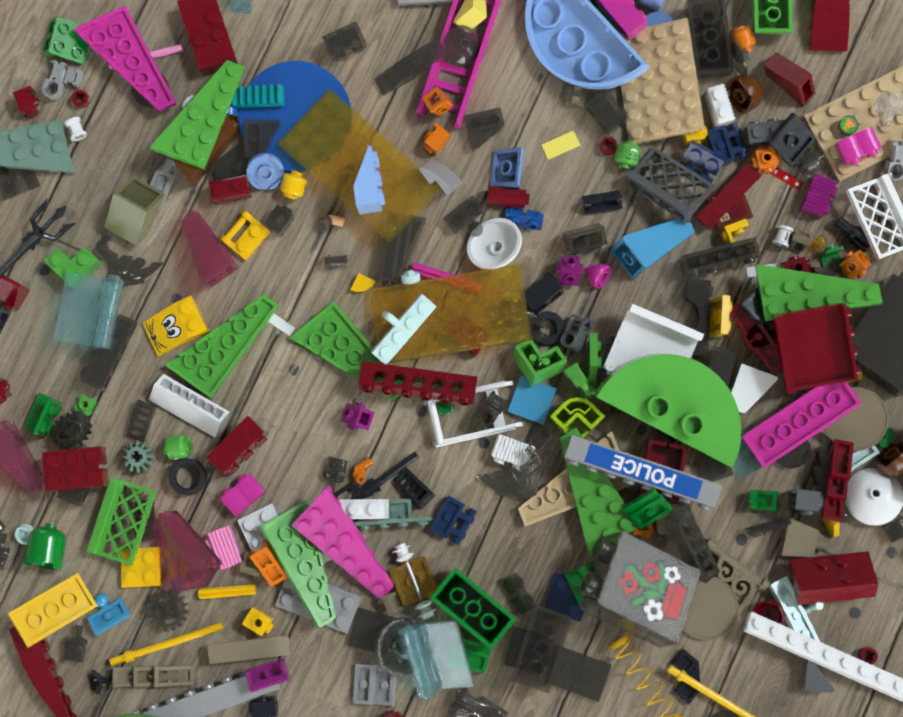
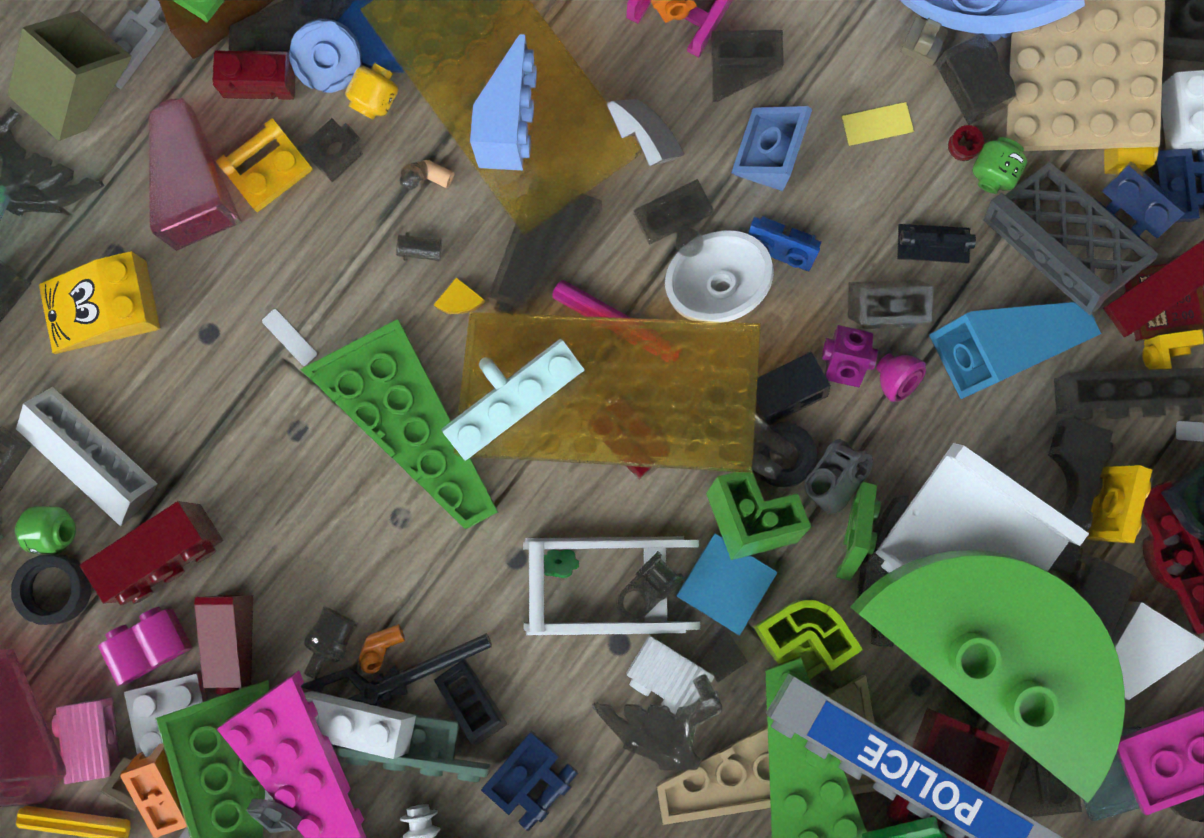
camera: 10 degrees right, 0 degrees up
(218, 353) = (163, 370): bright green wing -> none
(284, 482) = (225, 641): none -> slope
(329, 562) = (273, 815): none -> dark grey tile
(357, 416) = (391, 545): magenta brick -> none
(409, 376) = (434, 465): dark red brick -> none
(410, 277) = (549, 305): light aqua tile -> none
(436, 139) = (652, 64): orange brick -> none
(507, 197) = (761, 196): dark red brick -> none
(580, 381) = (827, 571): bright green animal -> none

